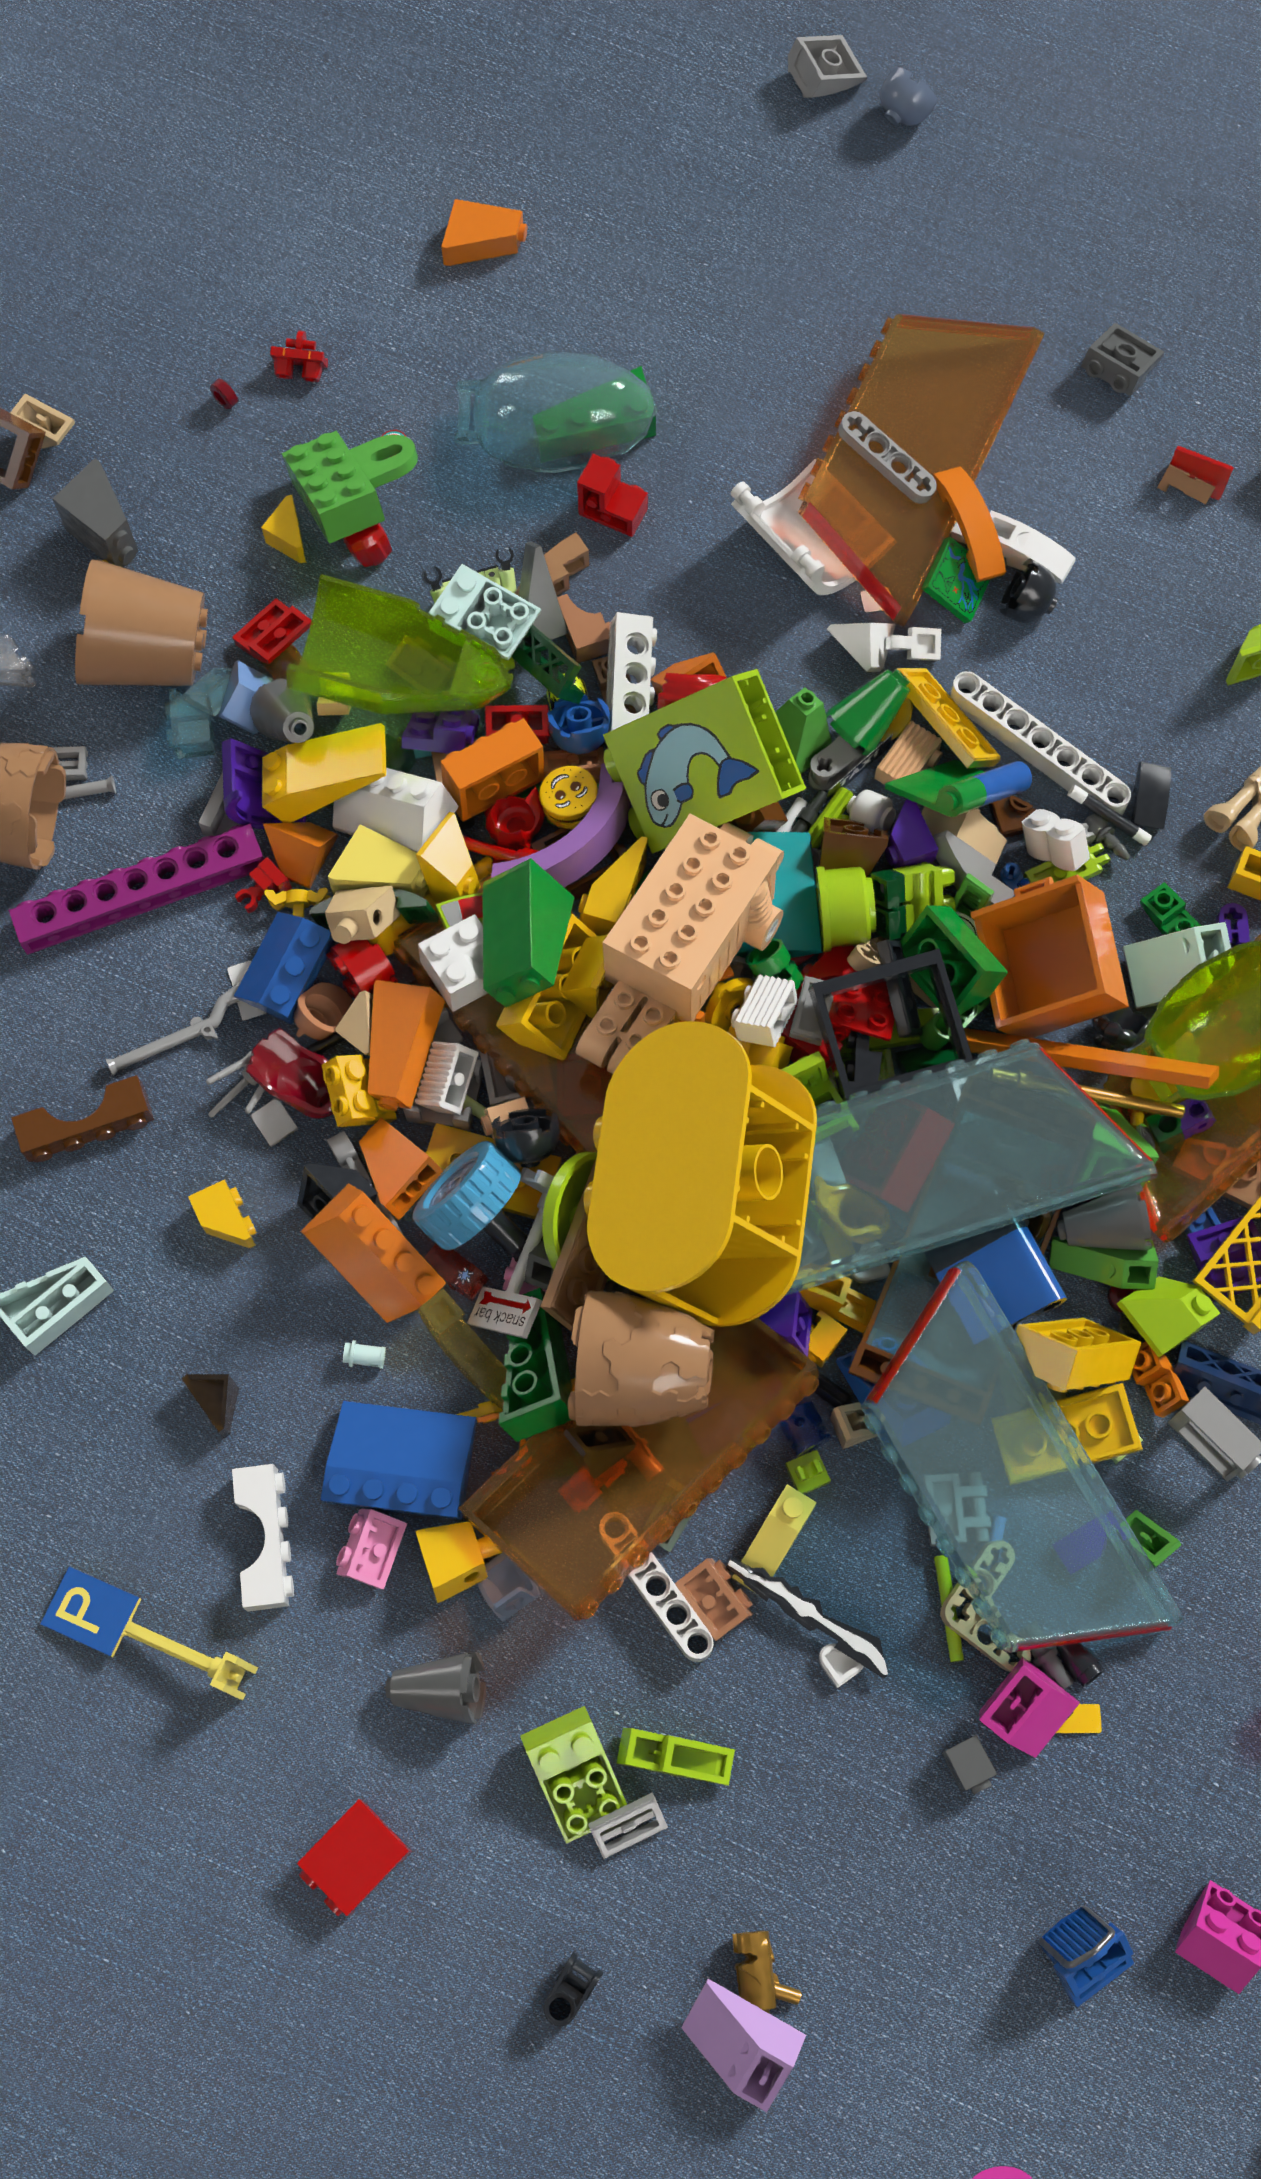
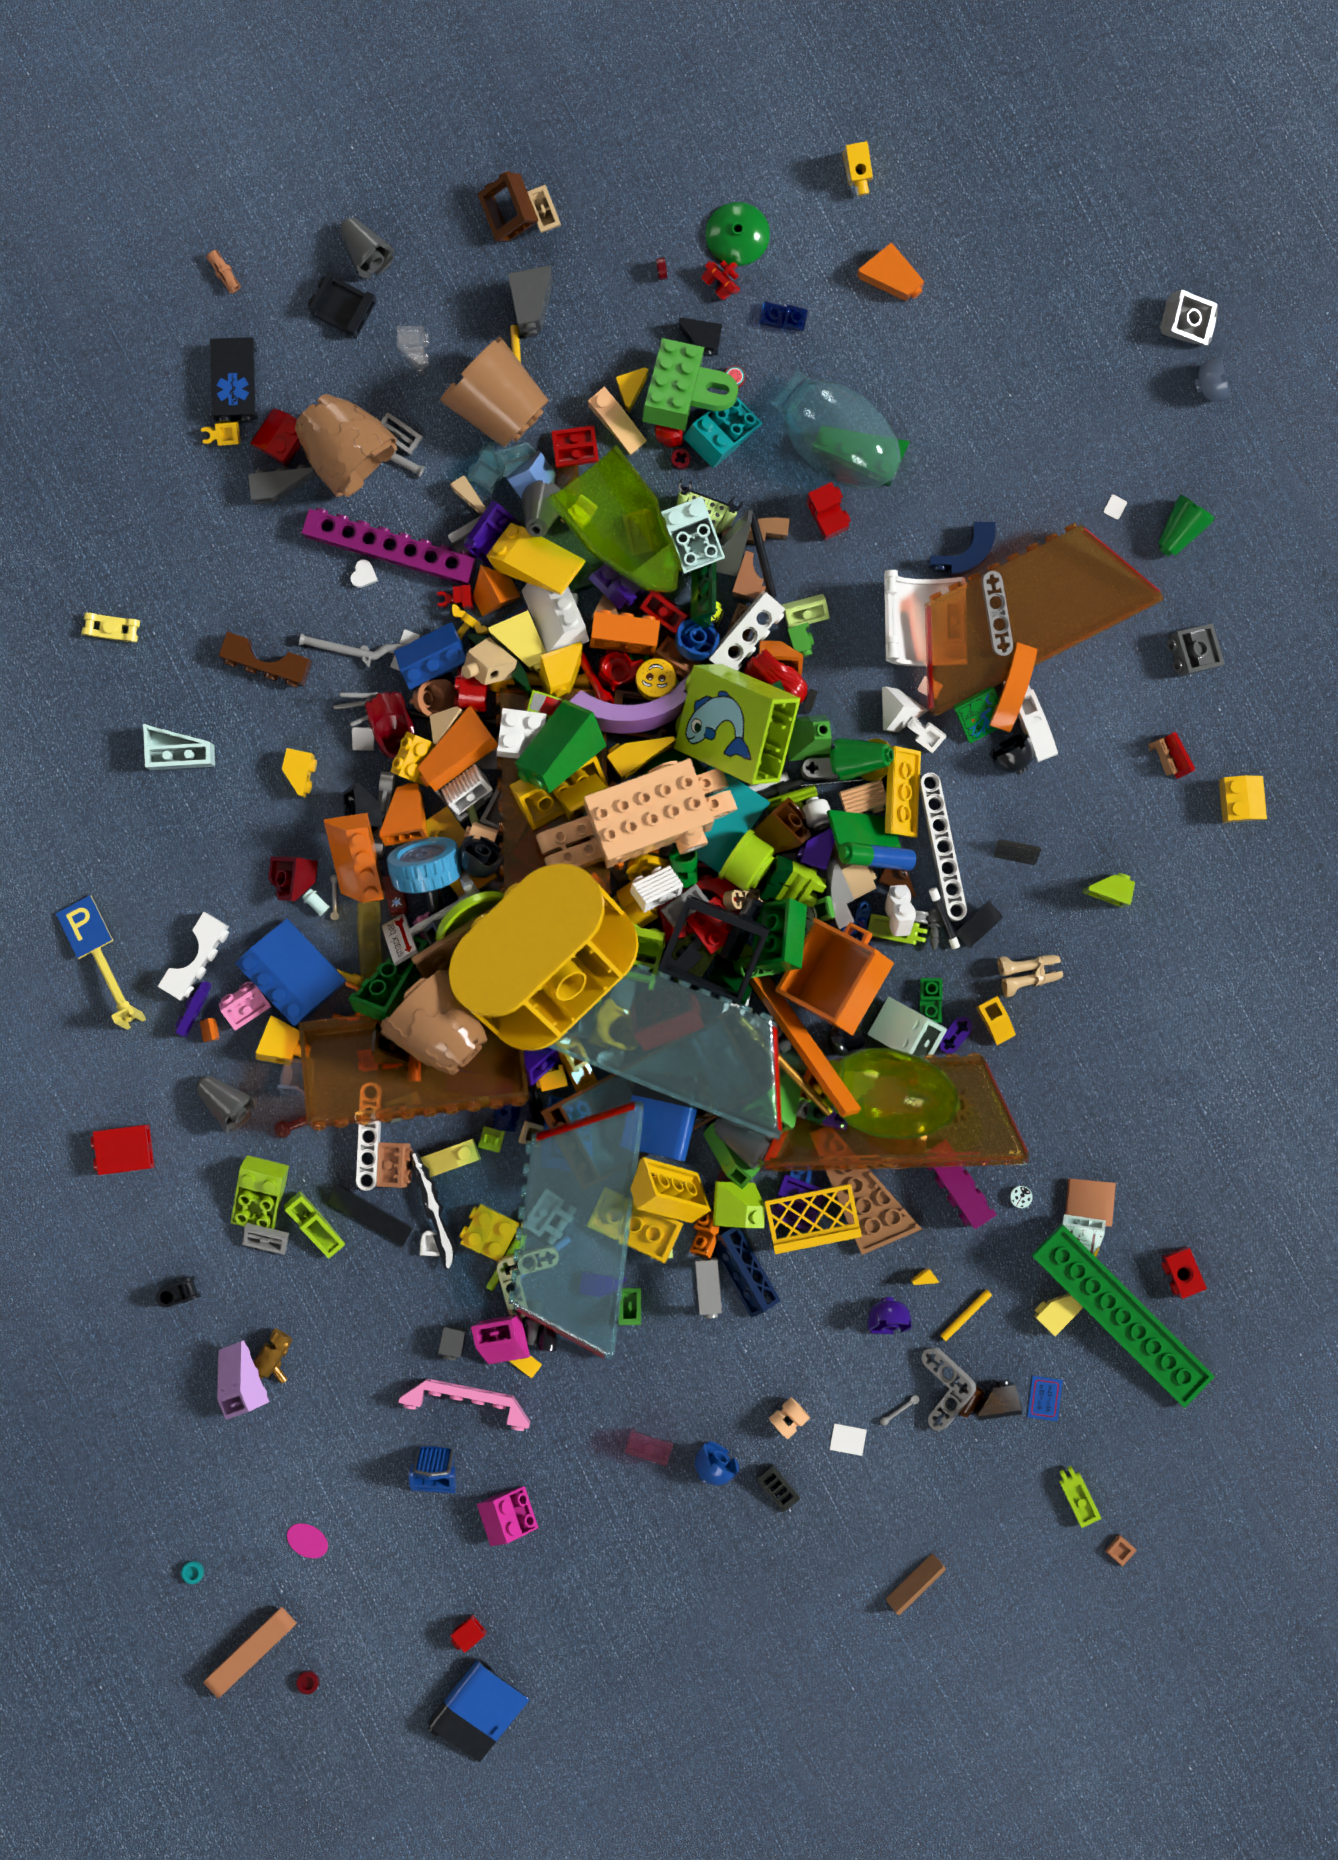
camera: 40 degrees right, 15 degrees up
(131, 942) = (363, 575): none -> white tile
(187, 767) = (466, 492): none -> tan slope
(216, 1396) = (222, 867): dark brown slope -> none
(271, 321) = (735, 246): none -> green dish
(288, 572) = (616, 420): none -> light nougat slope
(307, 1599) = (193, 1007): none -> dark purple hinge
(309, 1343) = (291, 876): none -> dark red slope
(321, 420) = (702, 334): none -> black slope
(349, 1616) = (209, 1030): none -> orange slope
(356, 155) = (855, 158): none -> yellow torso
(399, 1354) = (334, 915): none -> light grey hinge
(403, 350) = (783, 317): none -> clear blue slope
(406, 572) = (682, 452): none -> dark red bush
(425, 505) = (721, 432): none -> teal slope
(540, 1666) = (283, 1128): none -> clear red bar
(577, 589) = (762, 556): none -> black bar
(676, 618) = (806, 610): none -> yellowish green slope
(691, 644) = (800, 639): none -> bright green brick
(735, 1687) = (370, 1215): none -> black slope
(804, 417) = (981, 543): none -> dark blue arch
(899, 1589) = (489, 1232): none -> yellow plate
(910, 290) = (1115, 507): none -> white sticker
(999, 248) = (1183, 526): none -> green cone
(1122, 691) = (1016, 852): none -> clear smoke slope
(1124, 1794) = (516, 1417): none -> bright pink slope

